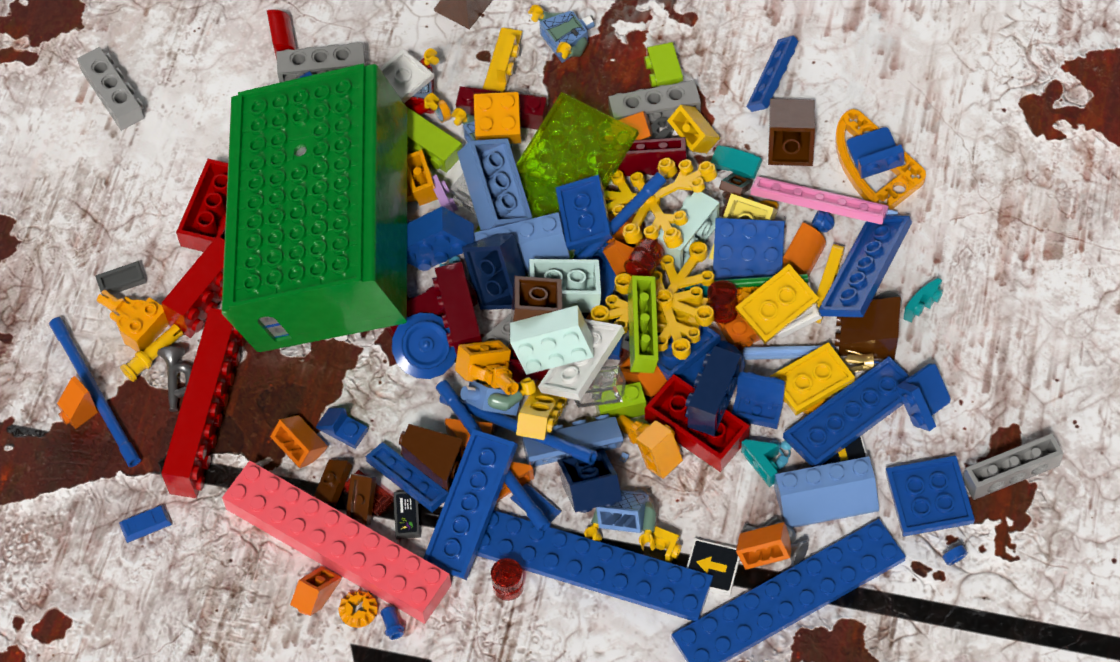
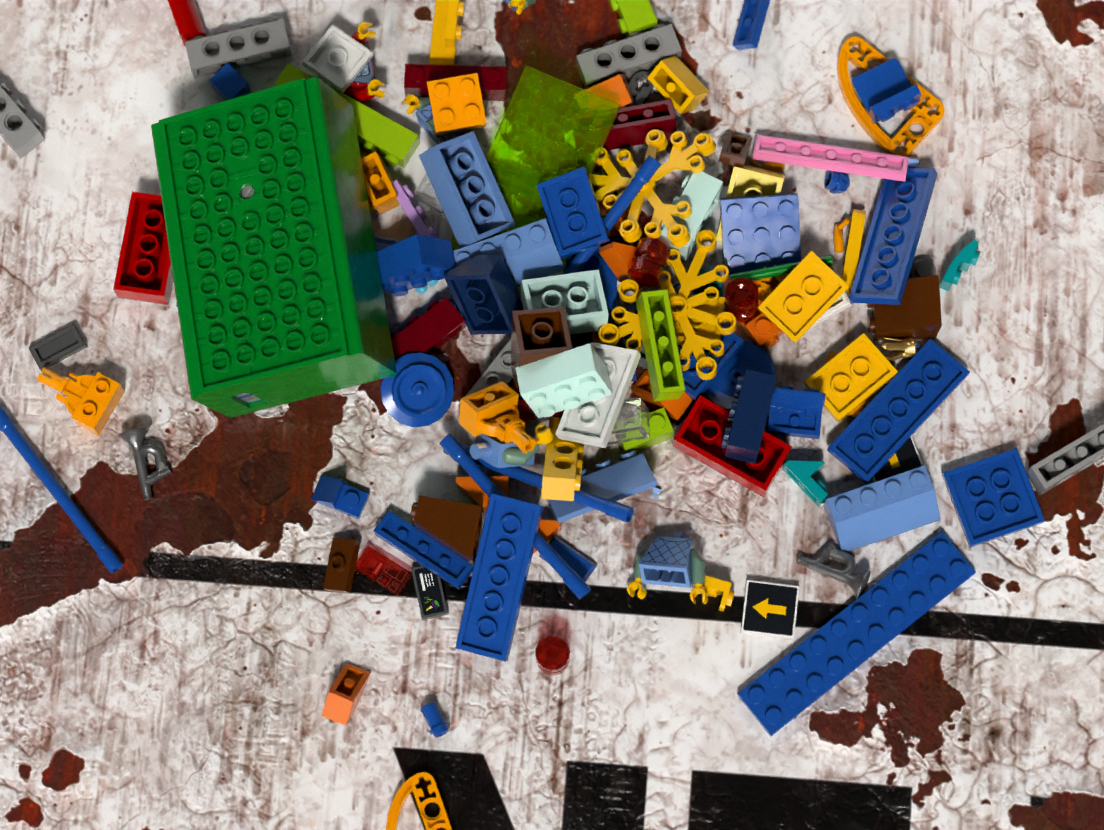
camera: 10 degrees left, 15 degrees up
(76, 404) = (39, 511): orange slope -> none
(144, 359) = (104, 443): yellow pin -> none
(145, 523) = (142, 638): blue tile -> none
(197, 291) = (153, 355): red brick -> none
(202, 406) = (182, 496): red brick -> none
(298, 440) = (295, 520): orange brick -> none
(337, 541) = (358, 634): coral brick -> none
(360, 618) = (399, 719): light orange gear -> none
(361, 498) = (377, 583): reddish brown plate -> none
(443, 112) = (391, 95): light orange tile -> none
(457, 304) = (450, 345): dark red brick -> none
(589, 484) = (631, 543): dark blue brick -> none
(597, 566) = (646, 626): blue plate -> none
(655, 444) = (691, 478): light orange brick -> none
(737, 161) = (730, 118): teal slope -> none
(764, 545) = (824, 581): orange brick -> none
(778, 352) = (813, 346): light blue axle -> none
(782, 460) = (830, 476): medium azure piece -> none
(791, 132) = (788, 73): reddish brown slope -> none
(804, 249) = (821, 221): orange brick -> none
(817, 268) = (838, 236): none -> light orange piece
(924, 396) = (974, 383): blue bracket -> none
(955, 555) = (1028, 564): blue tile -> none

